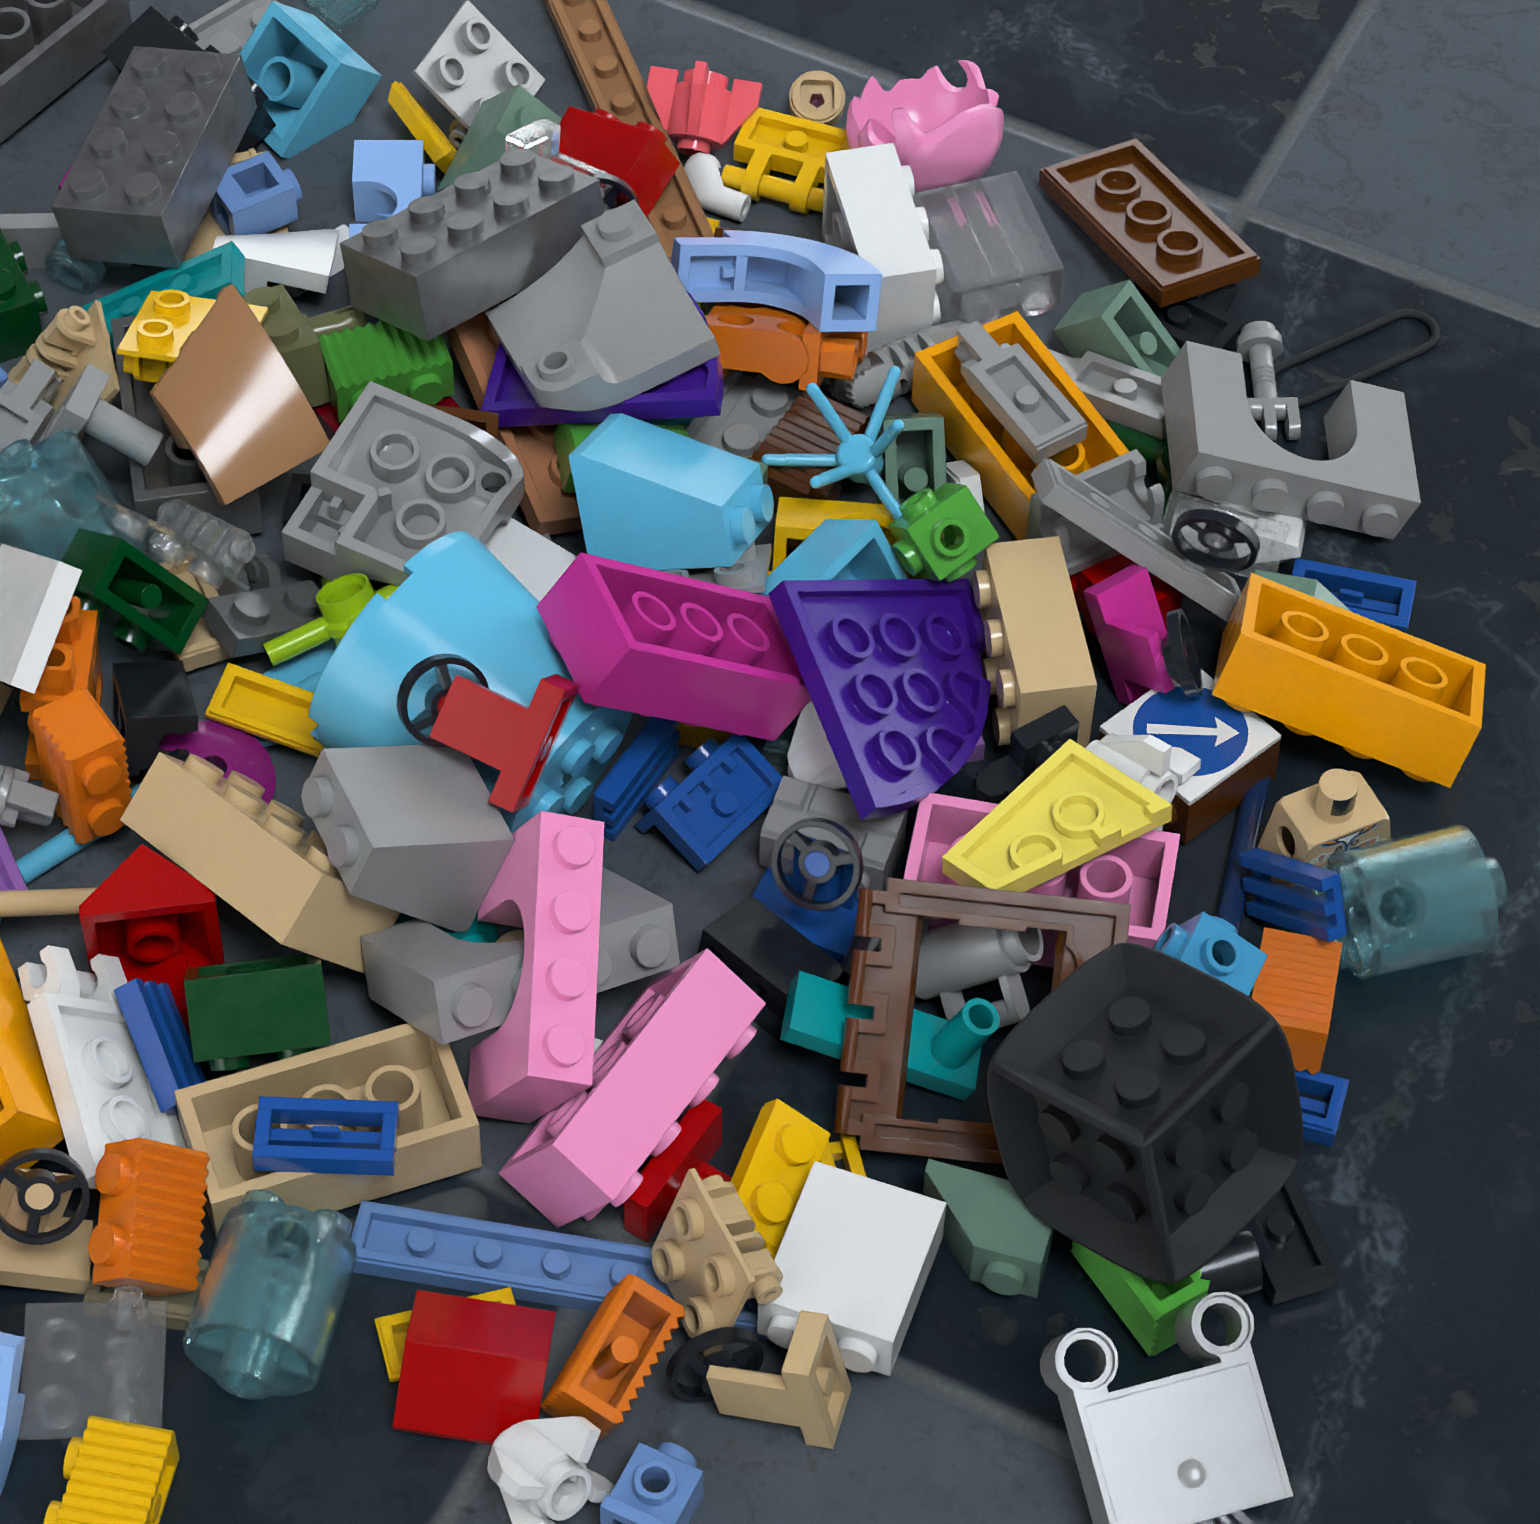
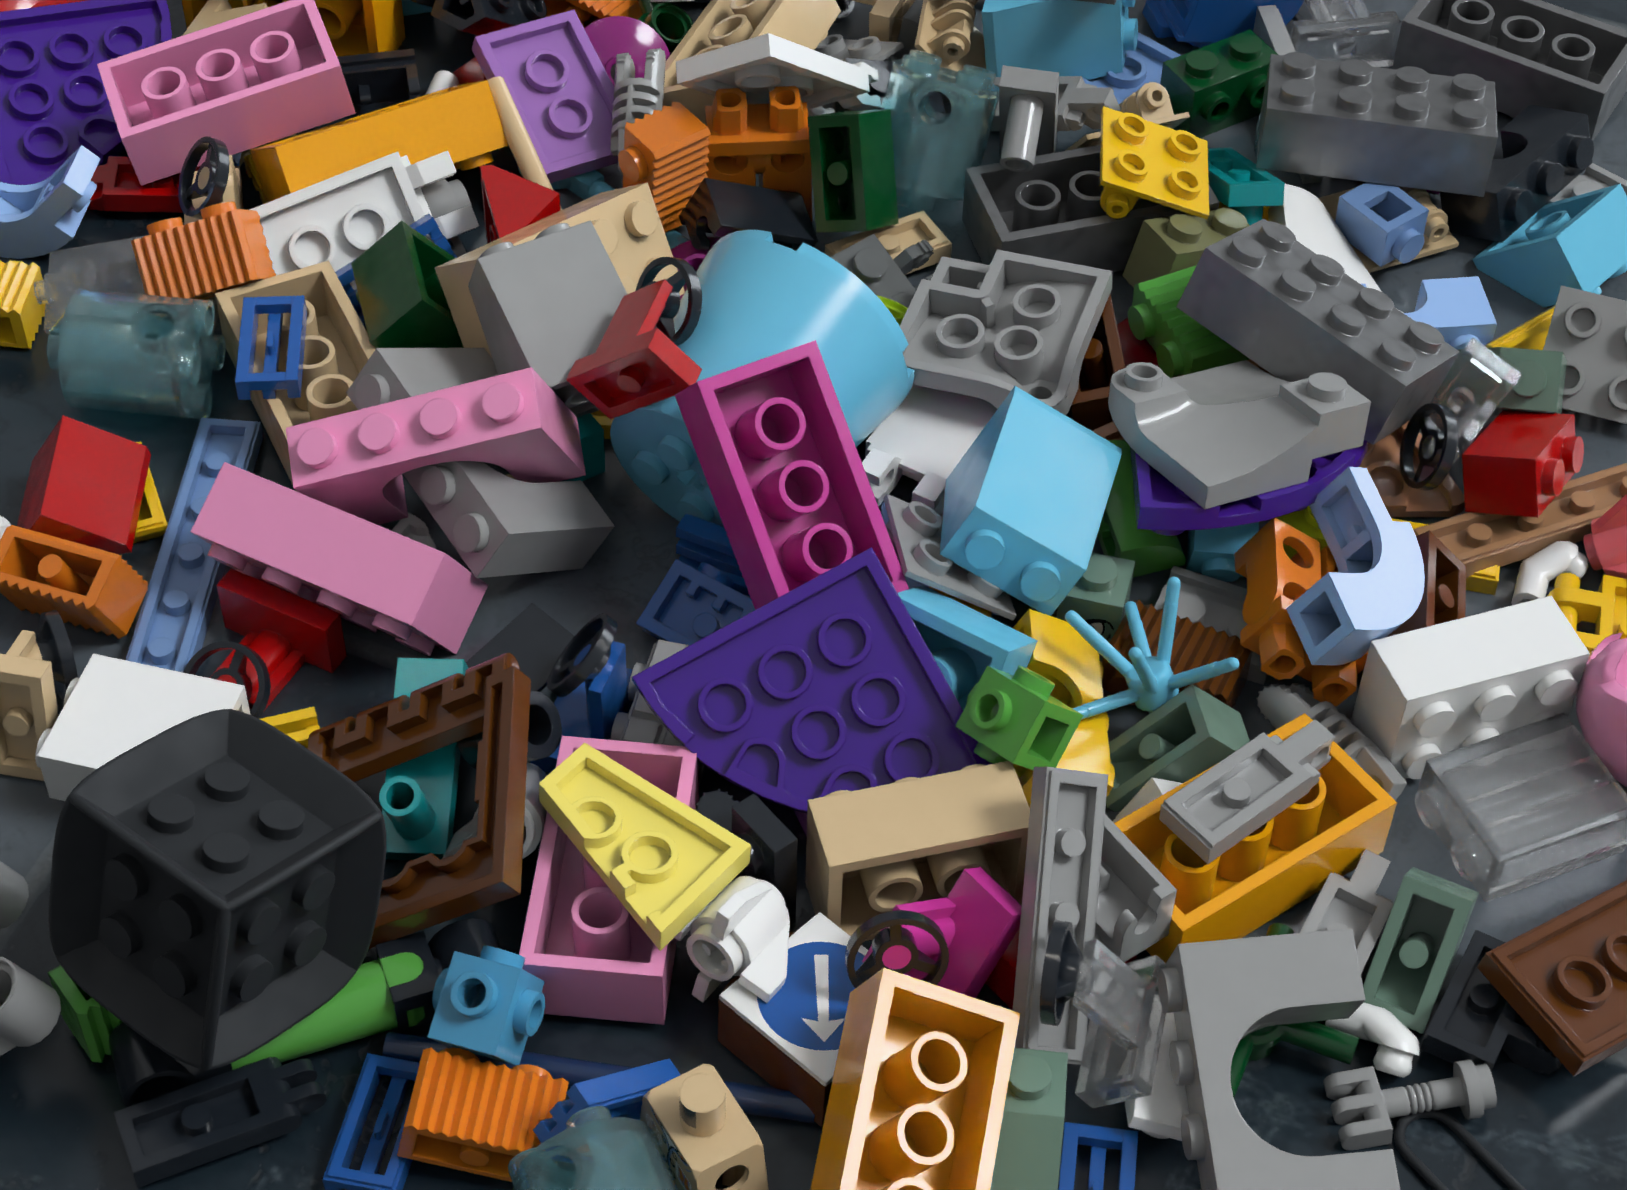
camera: 85 degrees right, 5 degrees down
(190, 535) = (912, 187): clear hinge -> none
(236, 402) = (1061, 186): medium nougat slope -> none
(713, 1256) = (113, 619): tan hinge -> none
(777, 1168) = (274, 675): yellow hinge -> none

